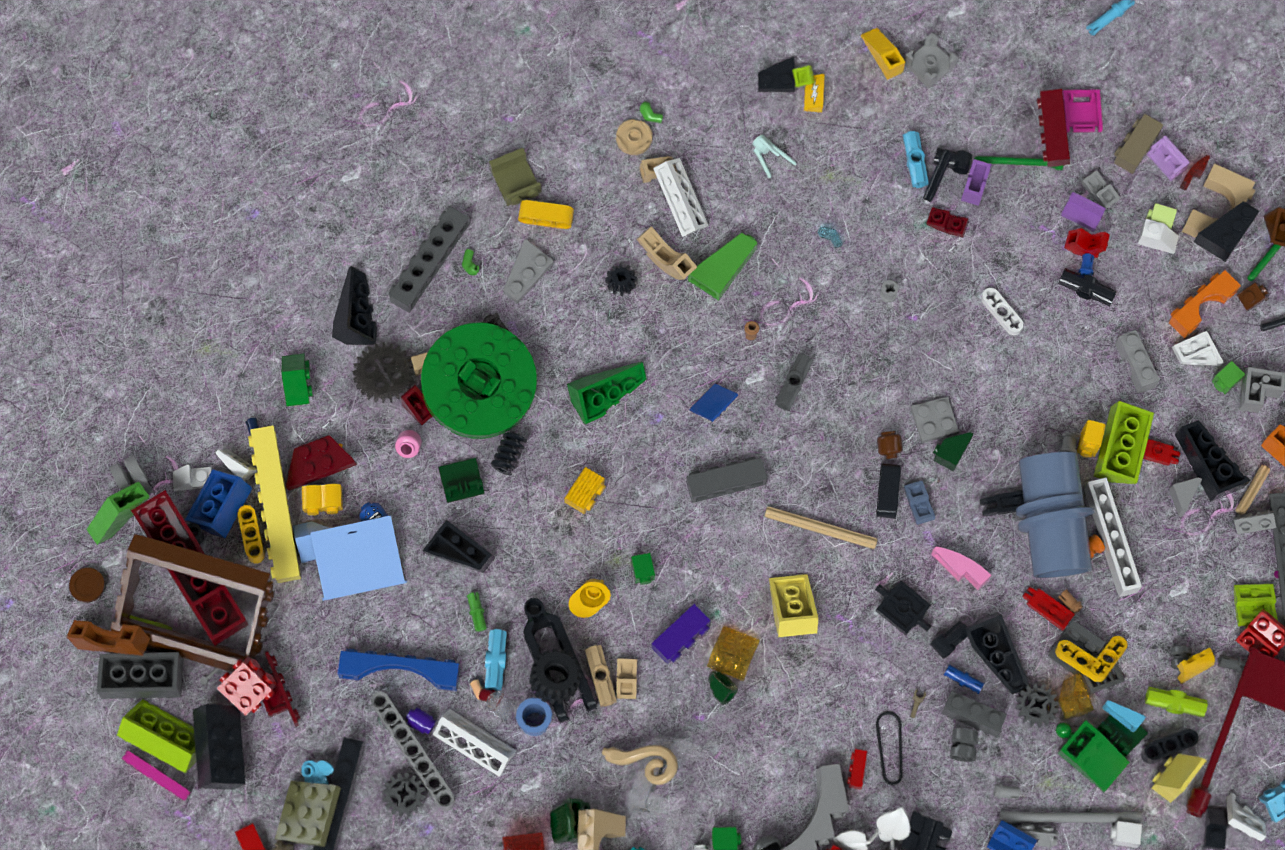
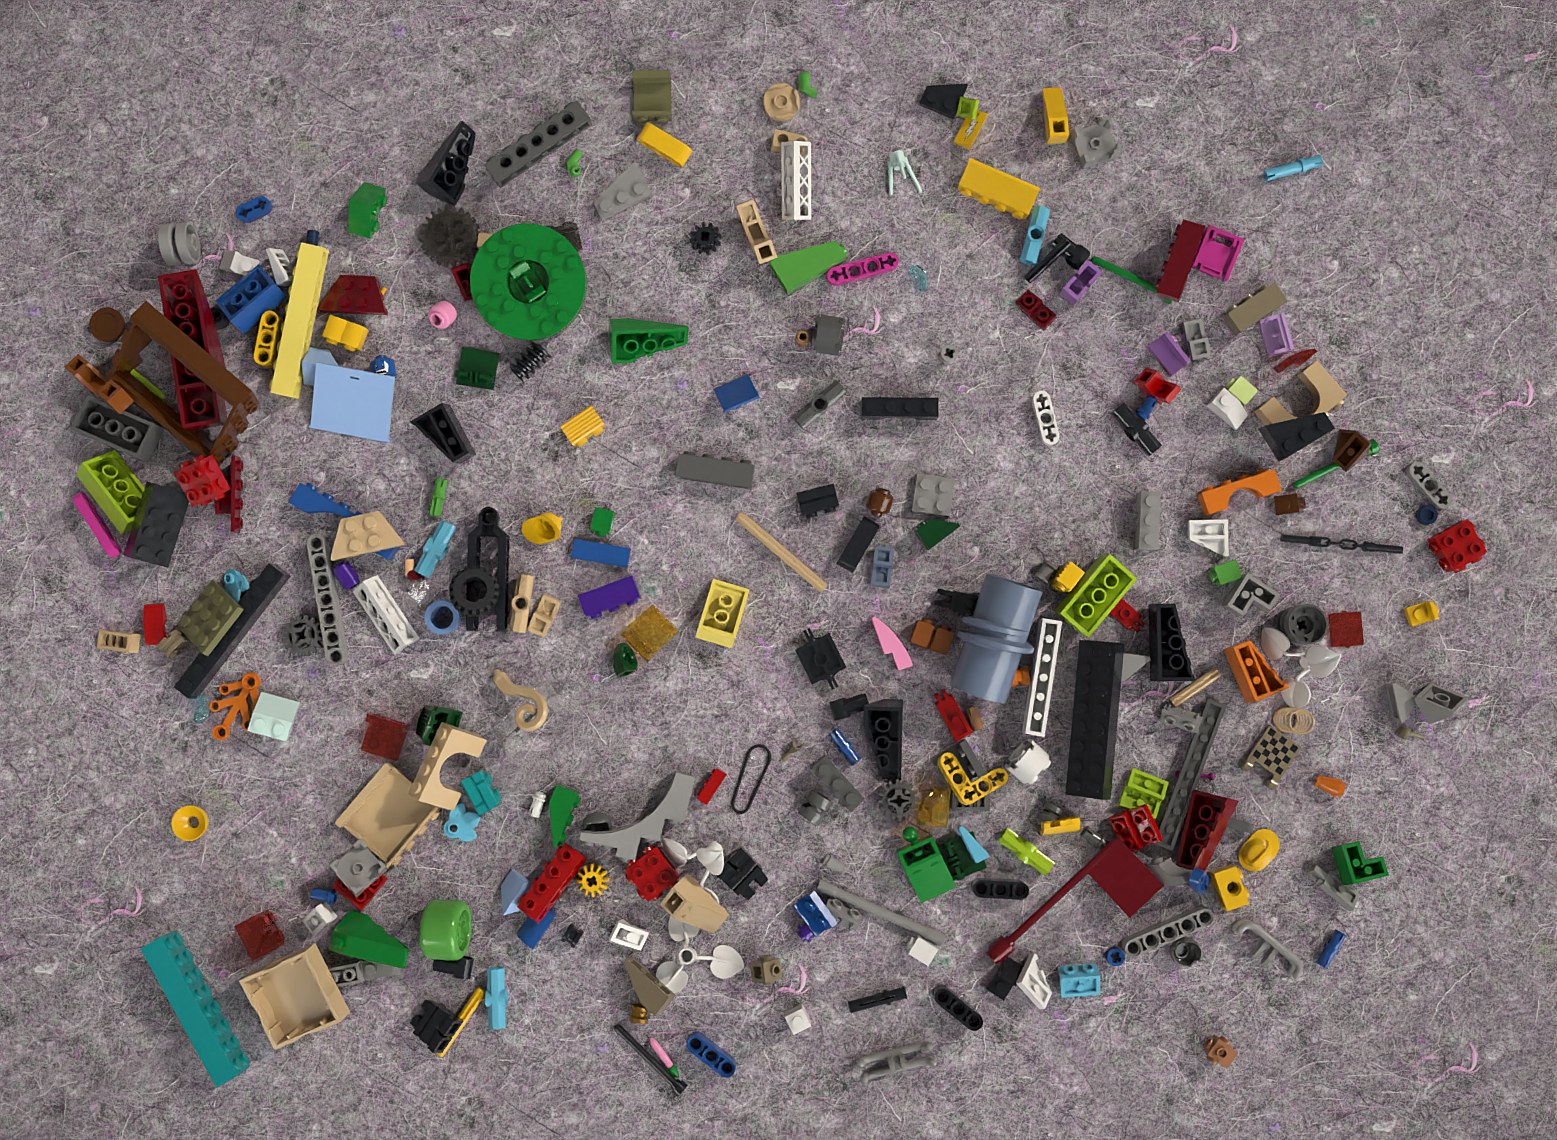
camera: 30 degrees right, 15 degrees up
(116, 512) = (145, 269): bright green slope -> none
(188, 427) = (253, 209): none -> blue beam
(425, 672) = (364, 535): none -> tan wing
(653, 599) = (601, 553): none -> blue tile
(774, 316) = (829, 335): none -> dark grey brick
(775, 249) = (861, 265): none -> dark pink beam
(832, 467) = (818, 500): none -> black brick
(864, 132) = (998, 189): none -> yellow slope
(883, 348) = (899, 407): none -> black arch
(995, 545) = (931, 637): none -> dark orange piece
(1138, 617) = (1028, 762): none -> white brick
(1177, 775) = (992, 921): light yellow slope -> none
(1179, 553) = (1094, 719): none -> black brick

